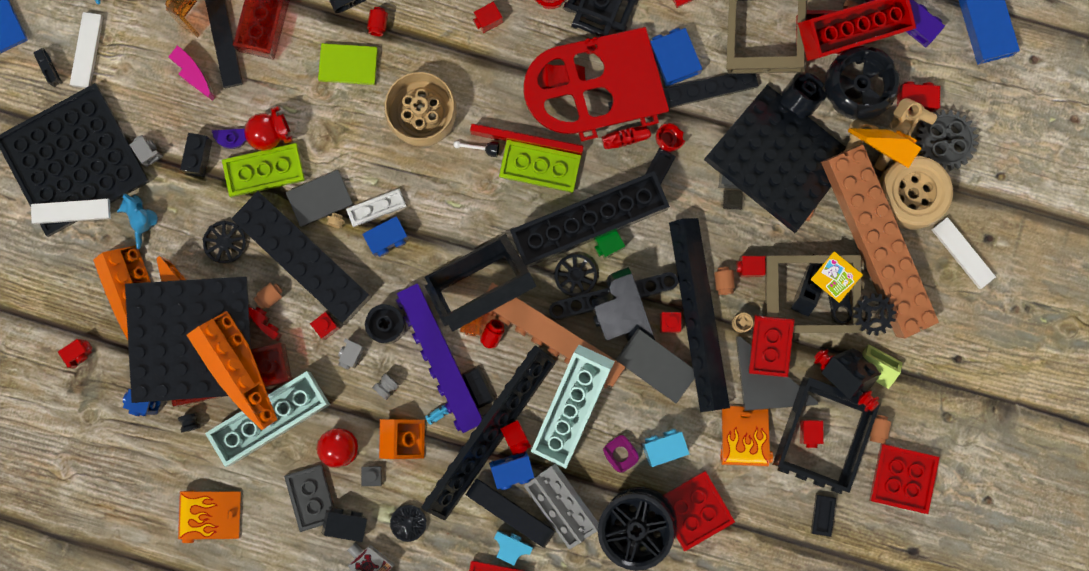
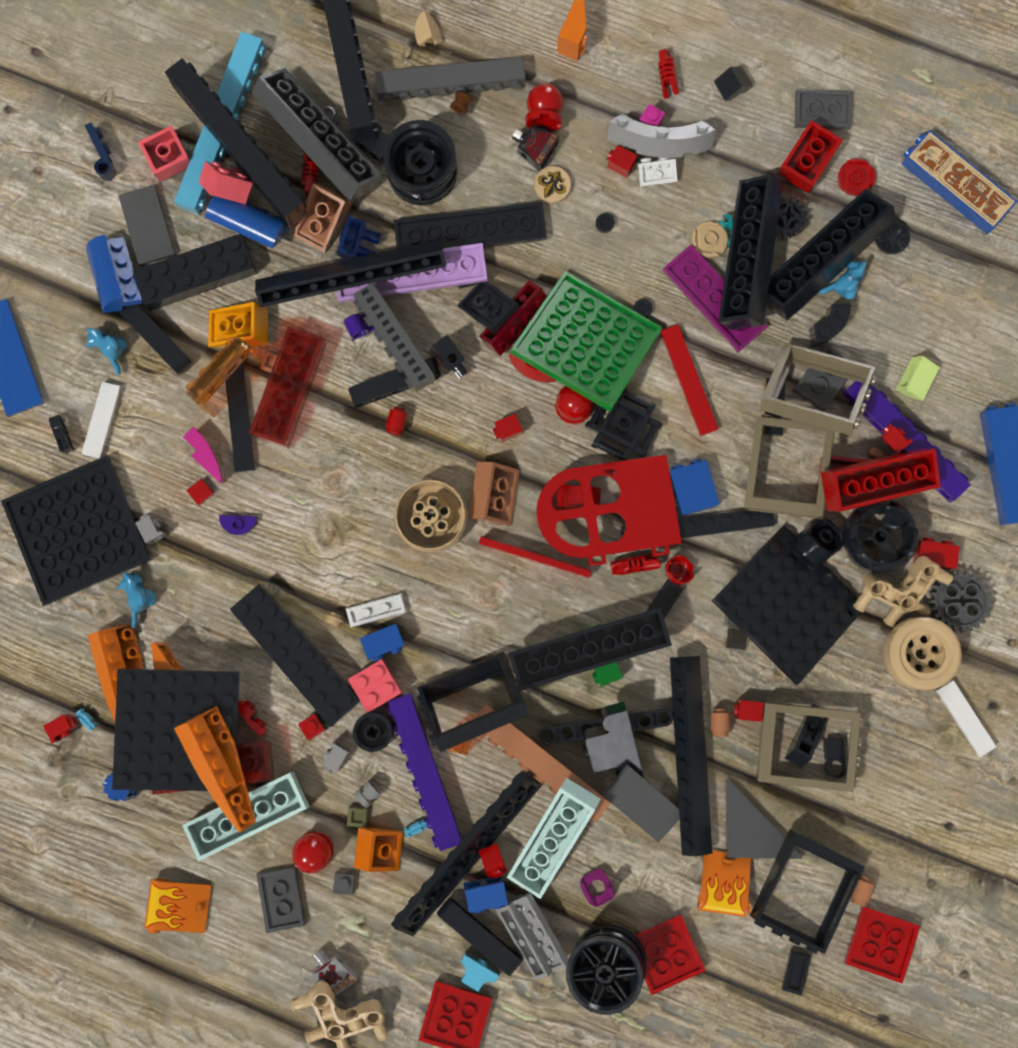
camera: 10 degrees right, 0 degrees up
(70, 211) = (70, 584): white tile -> none
(100, 342) = (86, 719): none -> medium azure piece
(189, 422) = (167, 810): black wheel -> none
(191, 110) = (200, 492): none -> red tile
(196, 154) = (201, 539): black brick -> none
(223, 242) = (219, 630): black wheel -> none
(263, 170) = (266, 561): lime plate -> none
(267, 130) = (274, 522): red tile -> none
(268, 295) = (259, 689): nougat brick -> none
(319, 198) = (320, 595): dark grey tile -> none
(344, 525) = (311, 931): black brick -> none
(348, 64) = (362, 461): lime tile -> none
(378, 409) = (357, 816): none -> olive tile
(382, 279) = (375, 685): none -> coral brick
(408, 523) = (376, 935): black wheel -> none
(478, 387) = (460, 803): black tile -> none
(480, 82) = (493, 493): none -> nougat slope
(491, 148) = (497, 562): hinge -> none
(492, 333) = (480, 752): red brick -> none
(540, 166) = (545, 585): lime plate -> none
(575, 275) = (570, 700): black wheel -> none
(665, 448) = (642, 888): medium azure brick -> none
(670, 322) = (660, 759): red brick -> none
(745, 323) = (733, 770): tan wheel -> none
(771, 346) = (760, 795): red tile -> none
(811, 433) = (792, 887): red brick -> none
(836, 277) = (834, 733): sticker -> none
(851, 375) = (838, 834): black brick -> none
(879, 240) = (881, 701): nougat piece -> none
(880, 307) = (874, 770): black gear -> none
(888, 366) = (867, 826): yellowish green brick -> none
(893, 145) = (901, 603): light orange slope -> none

